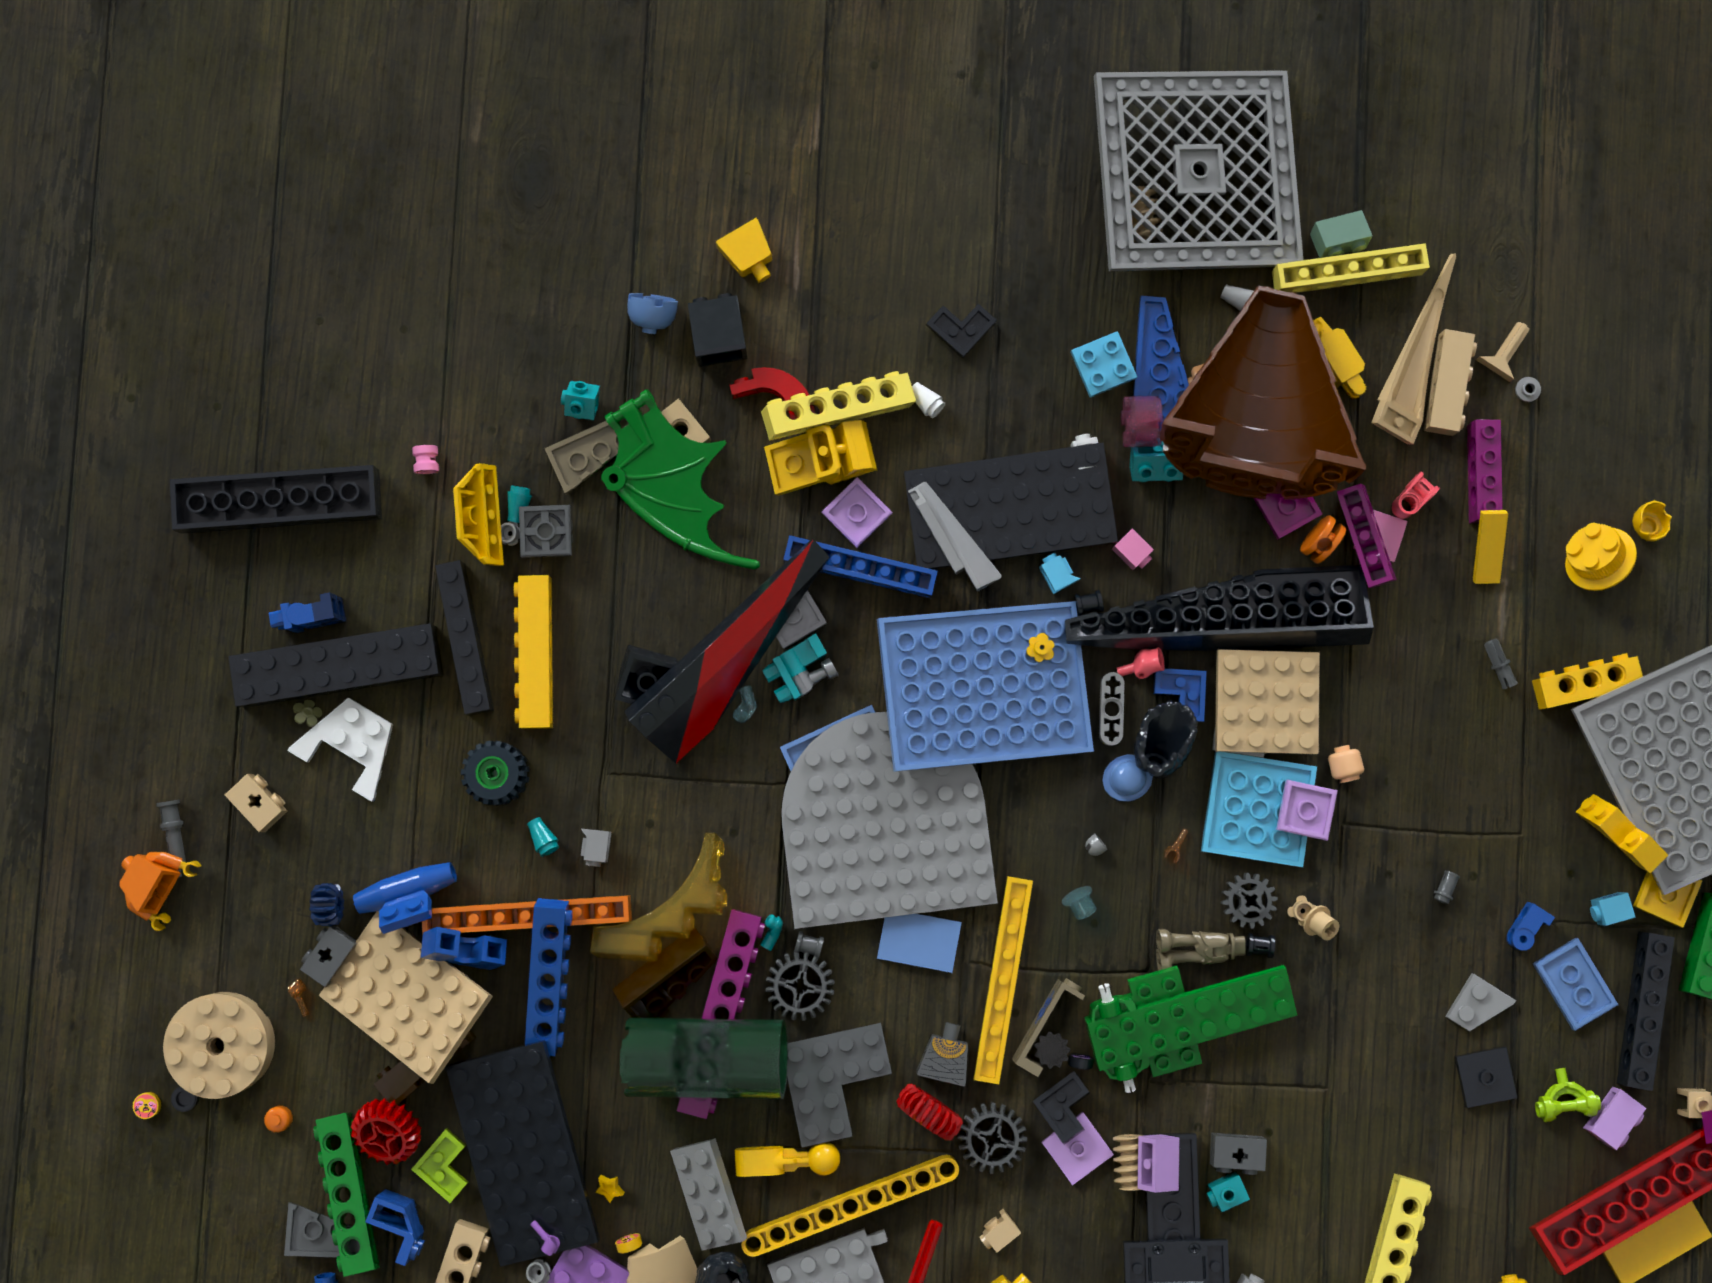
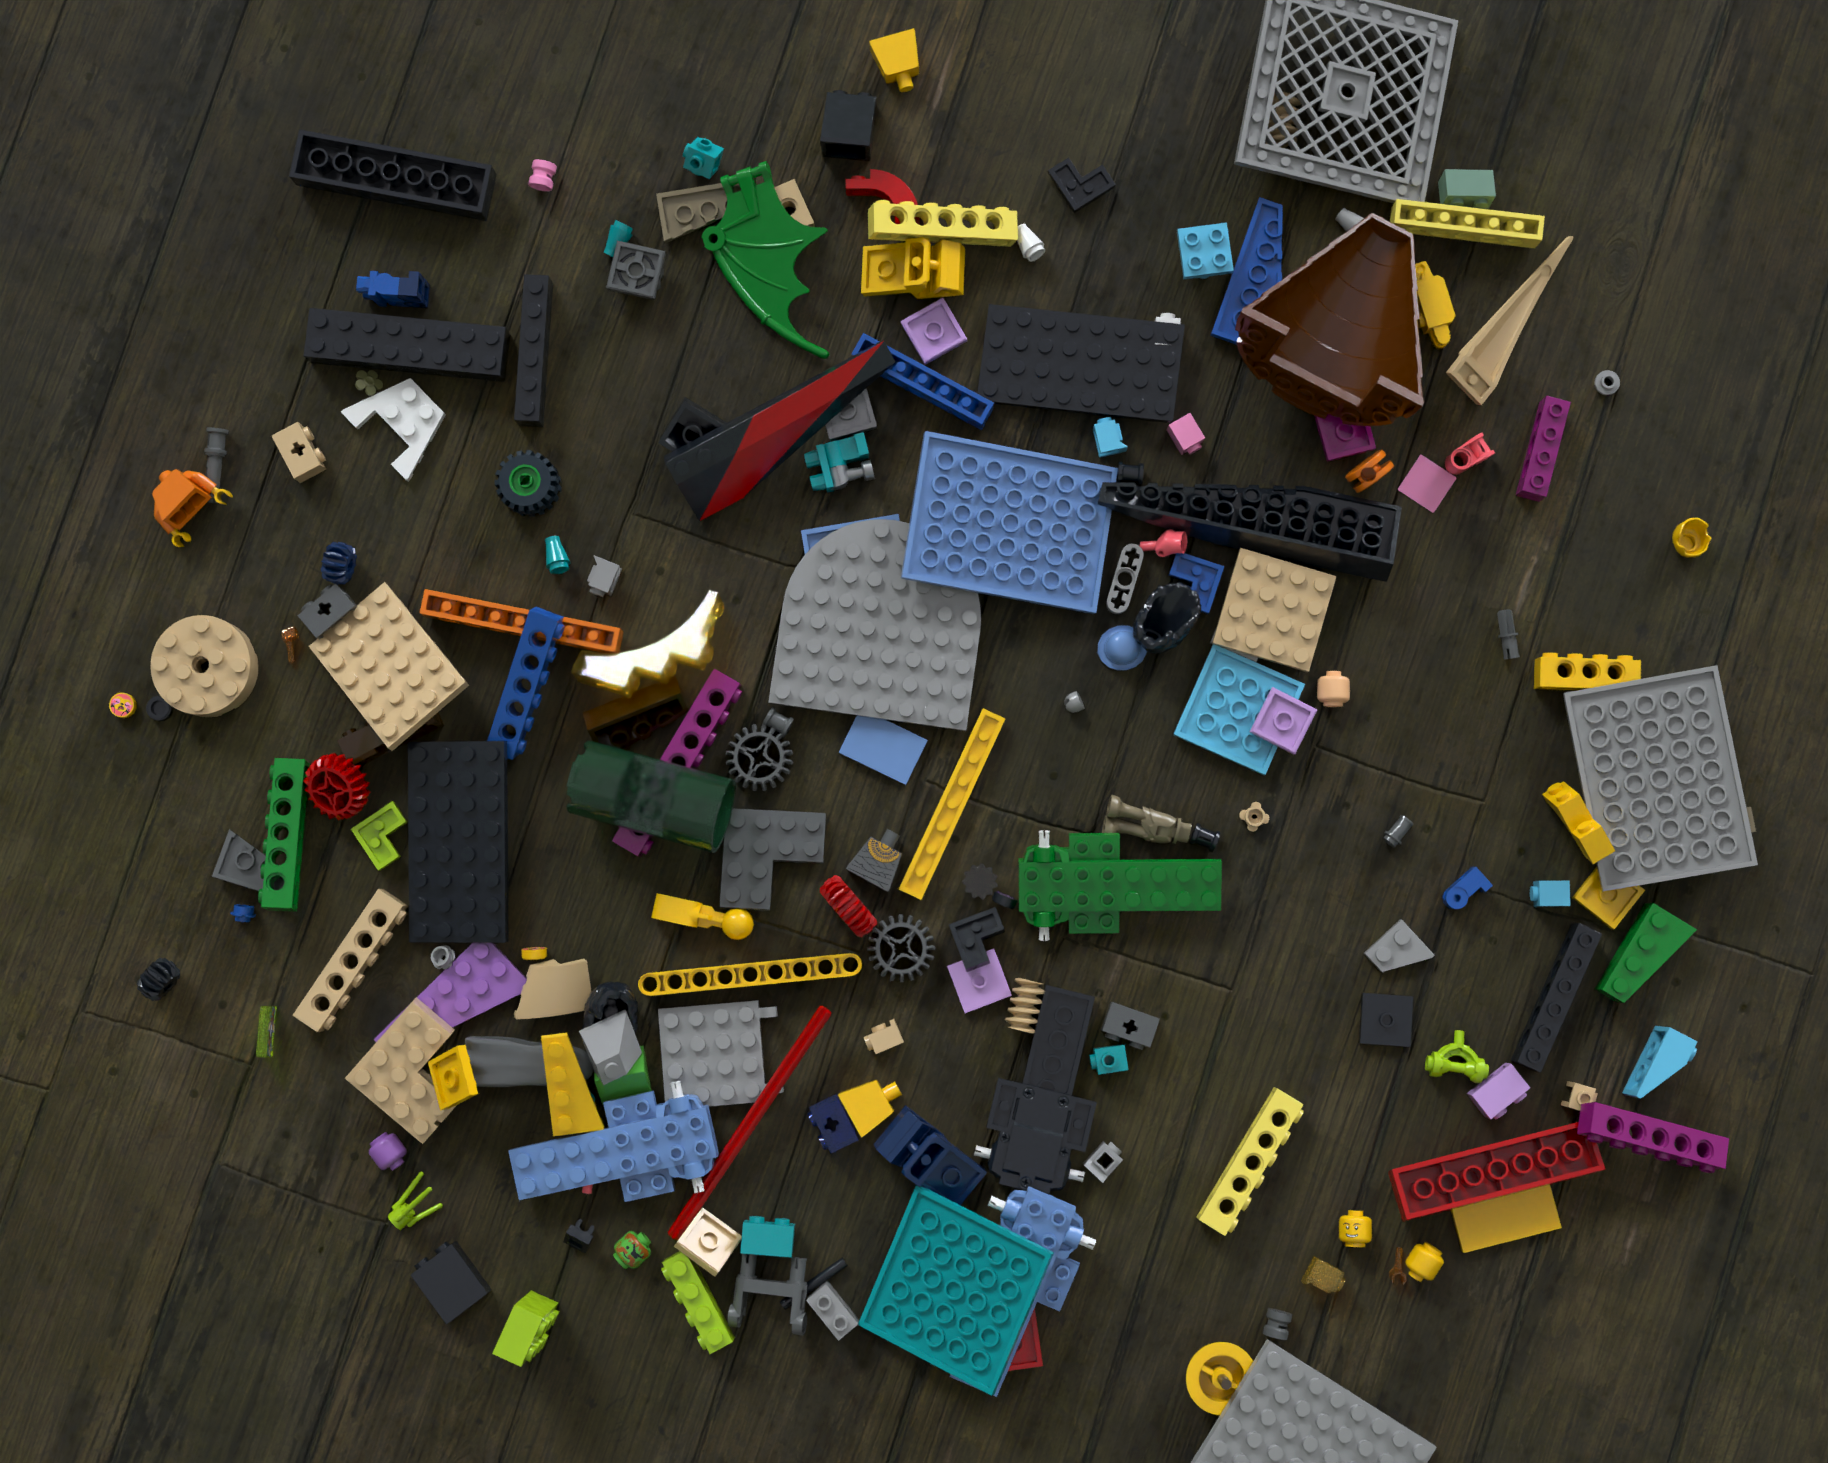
camera: 25 degrees right, 0 degrees up
(278, 1119) = (240, 750): orange piece -> none
(405, 896) = (413, 573): blue plate -> none
(408, 1227) = (333, 895): blue piece -> none
(478, 952) = (438, 627): blue arch -> none
(479, 514) = (578, 237): yellow wedge -> none
(505, 529) = (597, 262): light grey plate -> none
(535, 652) = (595, 382): yellow brick -> none
(551, 1242) = (461, 931): medium lavender hand -> none
(609, 1188) = (530, 897): yellow piece -> none
(651, 311) = (791, 92): medium blue cylinder -> none
(708, 1194) = (620, 927): light grey plate -> none
(747, 706) = (780, 486): clear light blue arm -> none
(775, 926) = (748, 702): teal arm -> none
(953, 539) = (1017, 378): light grey wedge -> none
(1020, 1055) = (1012, 825): dark tan panel -> none
(1034, 650) = (1072, 508): yellow plant -> none
(1080, 902) = (1045, 751): clear light blue piece -> none
(1142, 421) = (1224, 312): clear pink brick -> none
(1152, 465) = (1224, 357): teal brick -> none
(1158, 1163) = (1050, 1011): lavender brick -> none
(1176, 846) = (1151, 723): clear orange hand -> none
(1242, 909) = (1211, 802): dark grey gear -> none
(1321, 923) = (1267, 831): tan piece -> none
(1366, 535) = (1412, 478): magenta brick -> none
(1449, 382) = (1532, 356): tan brick -> none
(1490, 546) = (1528, 520): yellow tile -> none
(1500, 361) = (1586, 349): tan piece -> none
(1575, 984) = (1496, 956): medium blue tile -> none
(1599, 557) = (1630, 555): yellow piece -> none

